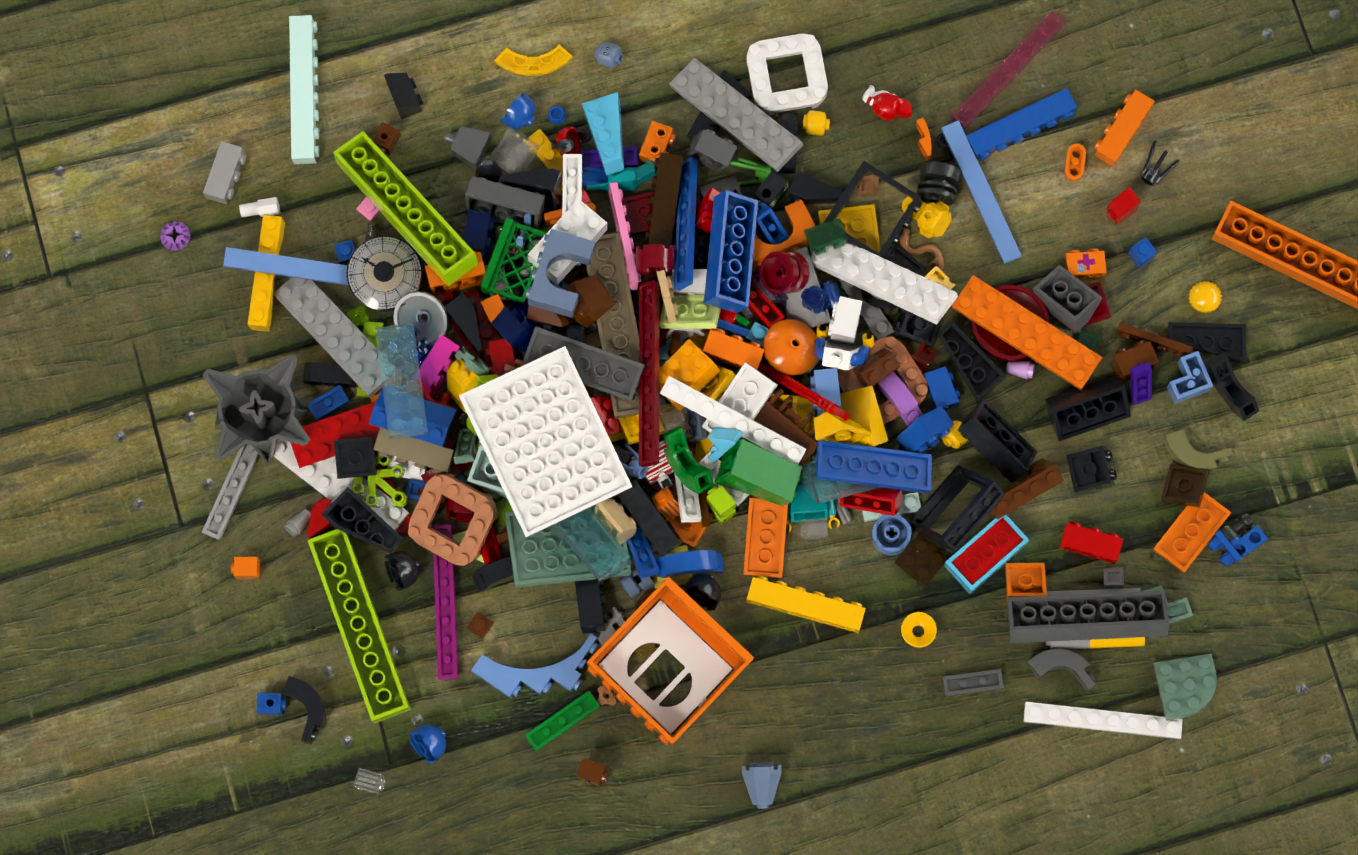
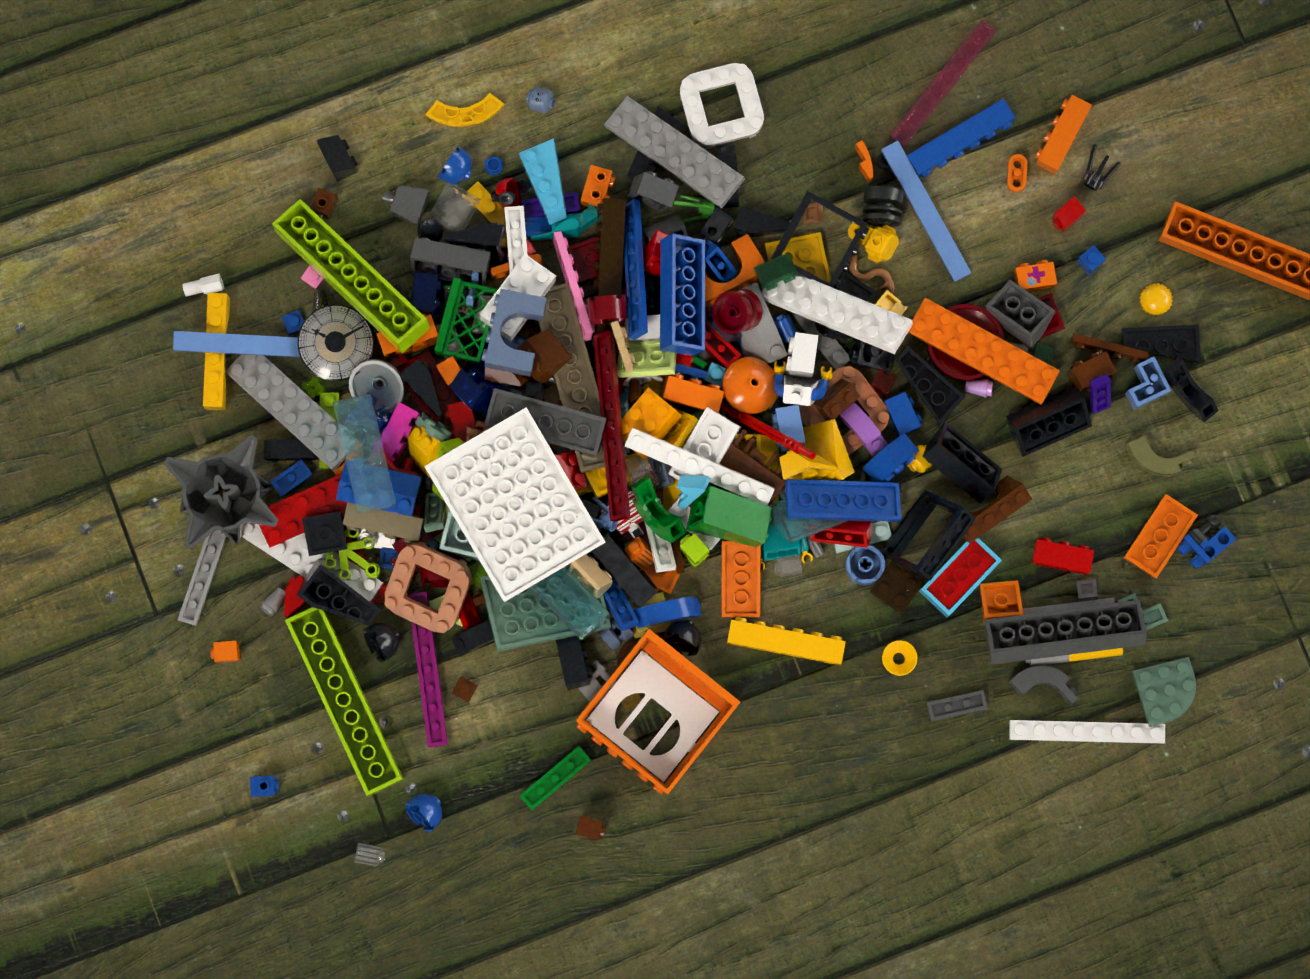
camera: 10 degrees left, 5 degrees up
(181, 241) = (126, 326): medium lavender gear -> none
(224, 173) = (164, 252): light grey brick -> none
(303, 89) = (234, 159): light aqua brick -> none
(303, 692) = (305, 780): black arch -> none
(539, 680) = (499, 741): medium blue arch -> none
(603, 700) = (593, 753): medium nougat plate -> none
(761, 782) = (757, 822): sand blue cone -> none
(815, 123) = (755, 153): yellow head -> none
(815, 299) = (770, 336): clear blue head -> none
(887, 105) = (824, 130): red hair -> none
(1091, 469) = (1057, 482): black plate -> none
(1184, 485) = (1150, 492): dark brown plate -> none

